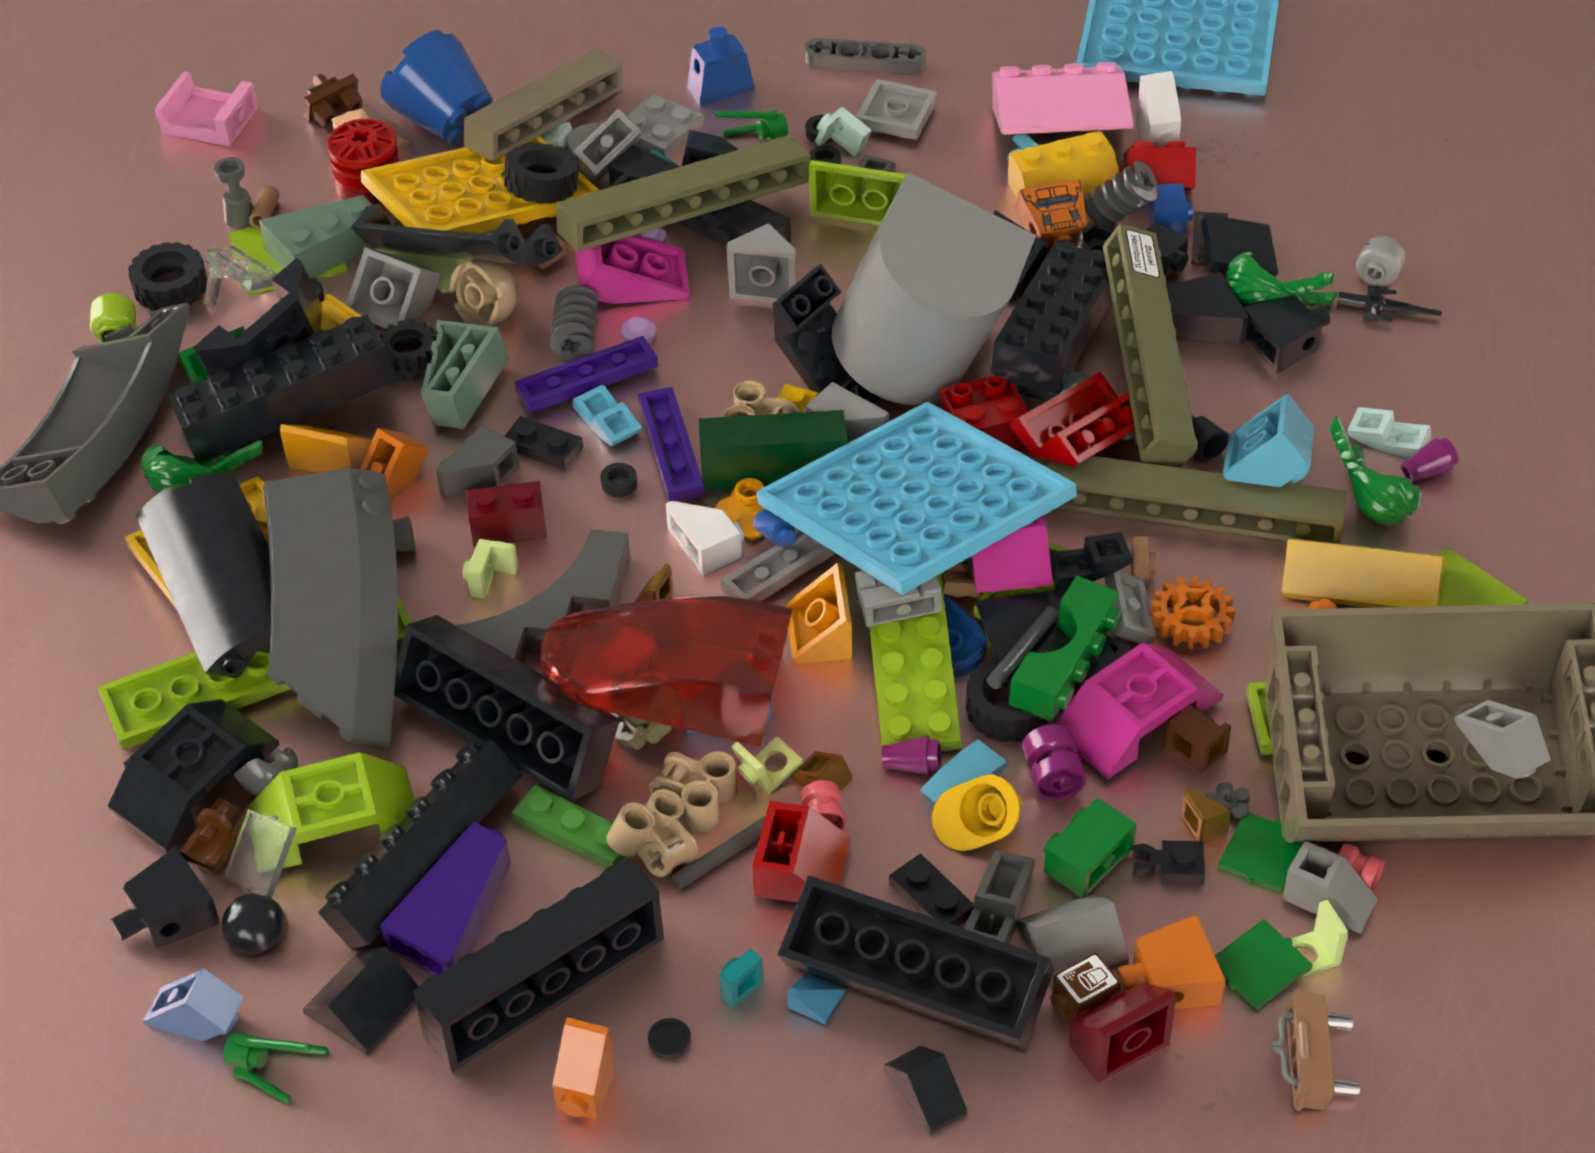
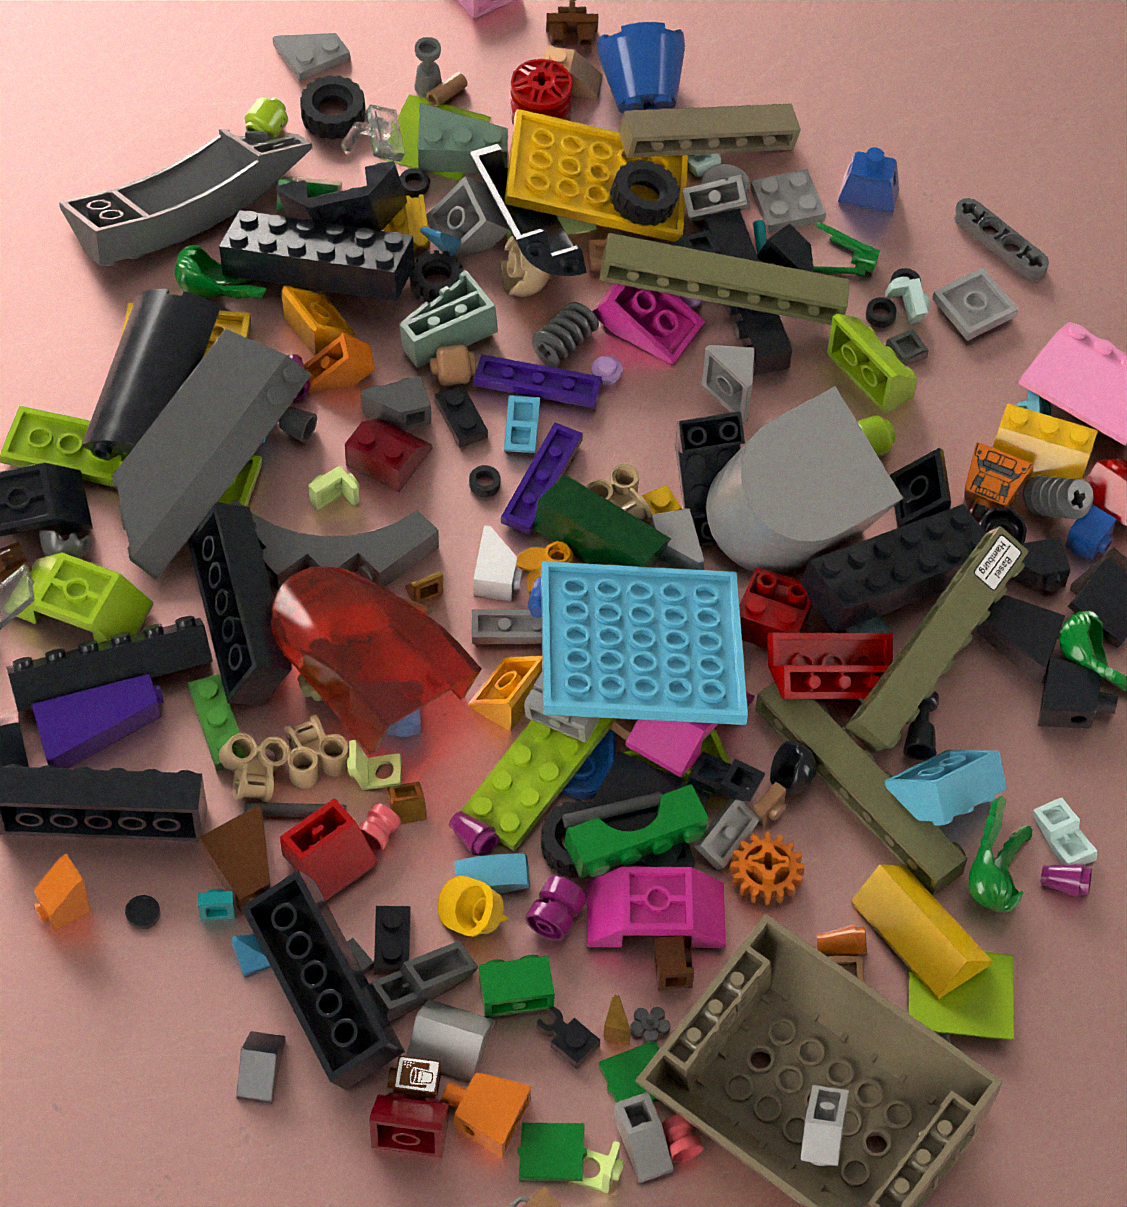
camera: 35 degrees right, 10 degrees up
(100, 250) = (311, 52): none -> light grey wing
(386, 313) = (441, 240): none -> dark azure slope
(498, 404) = (453, 365): none -> medium nougat head
(723, 920) = (239, 856): none -> reddish brown slope
(1131, 515) = (793, 767): none -> black hair

